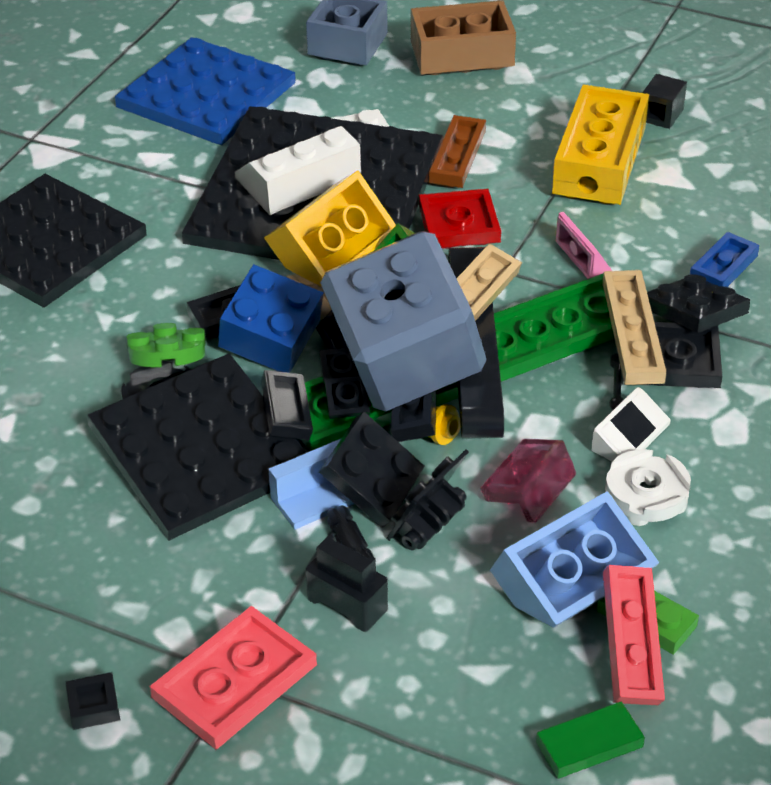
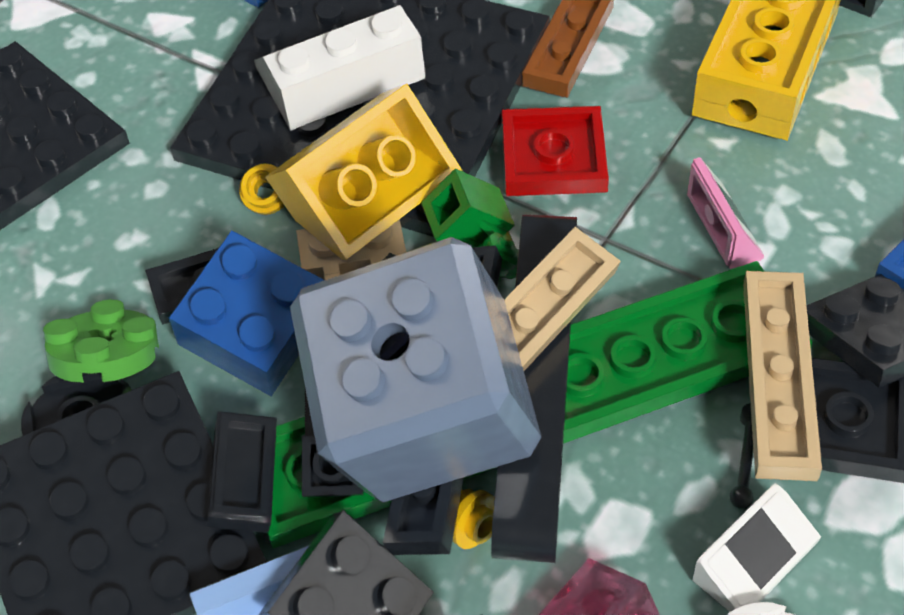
camera: 10 degrees right, 10 degrees up
(253, 244) = (249, 189): none -> yellow plate

